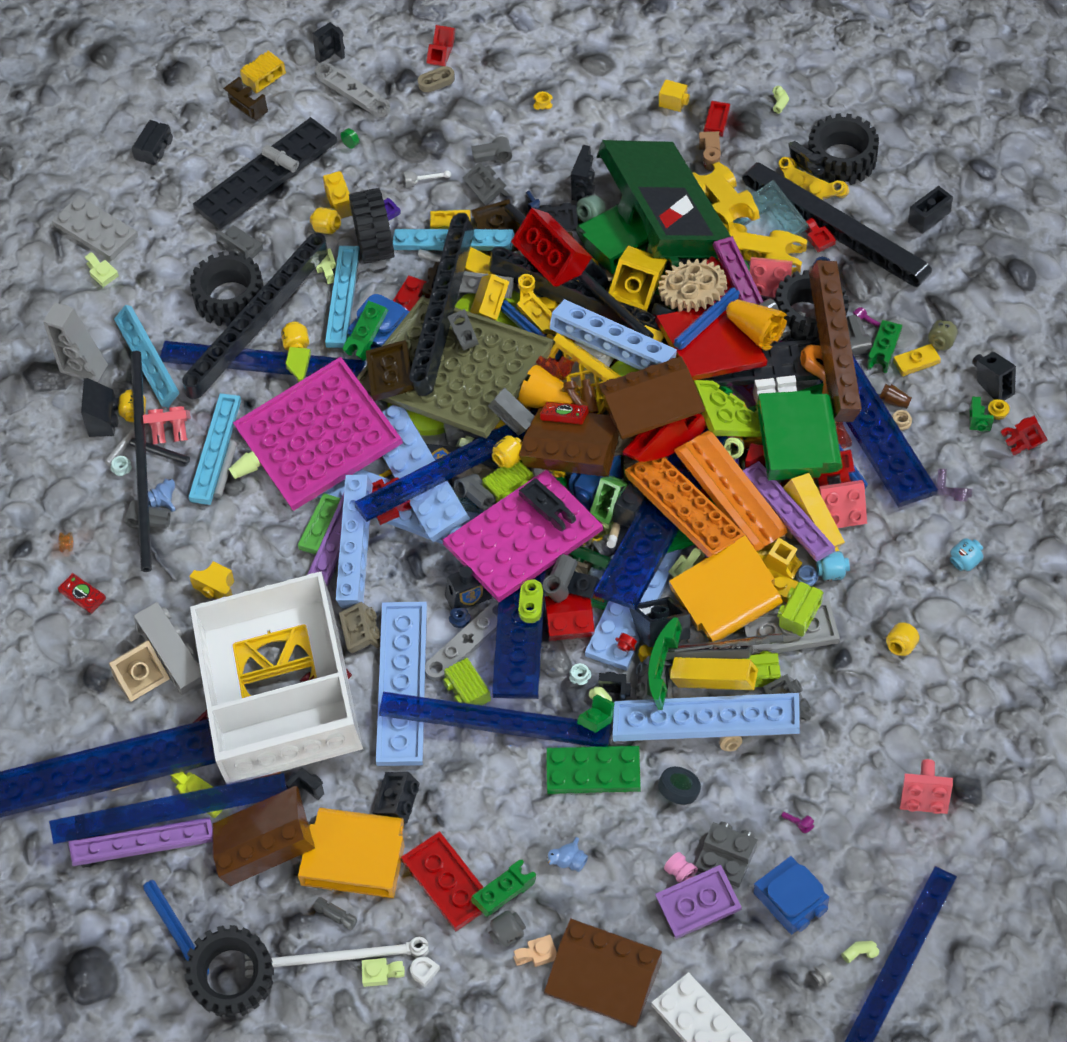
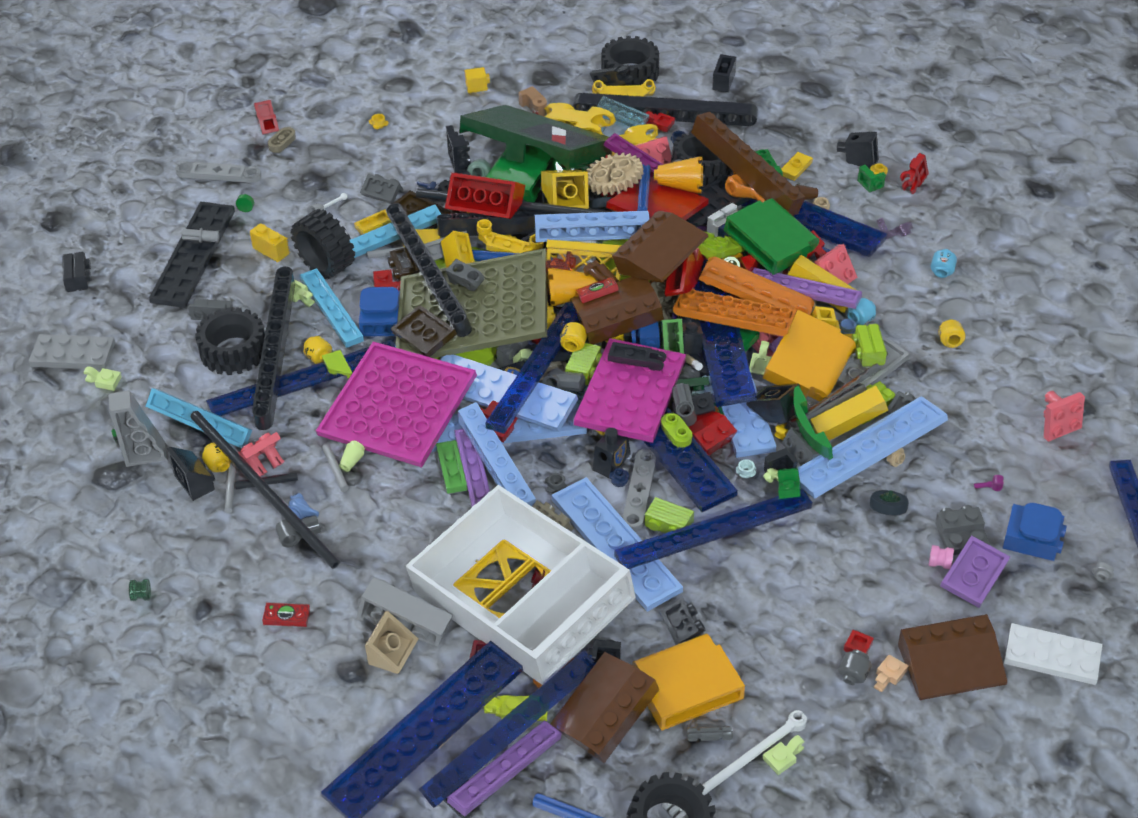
camera: 35 degrees left, 10 degrees down
(66, 542) = (241, 582): clear orange bush -> none
(121, 461) = (242, 505): light aqua plate -> none
(213, 581) = (398, 548): yellow brick -> none
(214, 449) = (315, 457): medium azure plate -> none
(241, 99) = (134, 212): dark brown window -> none
(262, 71) = (132, 188): yellow brick -> none
(325, 220) = (271, 262): yellow head -> none
(328, 41) = (176, 146): black bracket -> none
(365, 330) = (378, 314): green plate -> none
(396, 587) = (555, 482): none -> dark grey plate
(423, 970) = (815, 735): white tile -> none
(444, 879) = (778, 660): red plate -> none
(497, 150) = (371, 164): dark grey piece -> none
(503, 889) = (827, 640): green plate -> none
(511, 411) = (555, 308): panel -> none
(531, 908) = (859, 642): none -> red plate
(568, 856) = (854, 593): medium blue animal -> none
(593, 769) = (814, 527): green plate -> none
(626, 642) = (766, 427): red plate -> none
(717, 117) = (517, 81): red tile -> none
(781, 99) = (554, 52): yellowish green arm -> none
(858, 948) = (1115, 538): yellowish green arm -> none
(942, 334) = (801, 142): olive head -> none

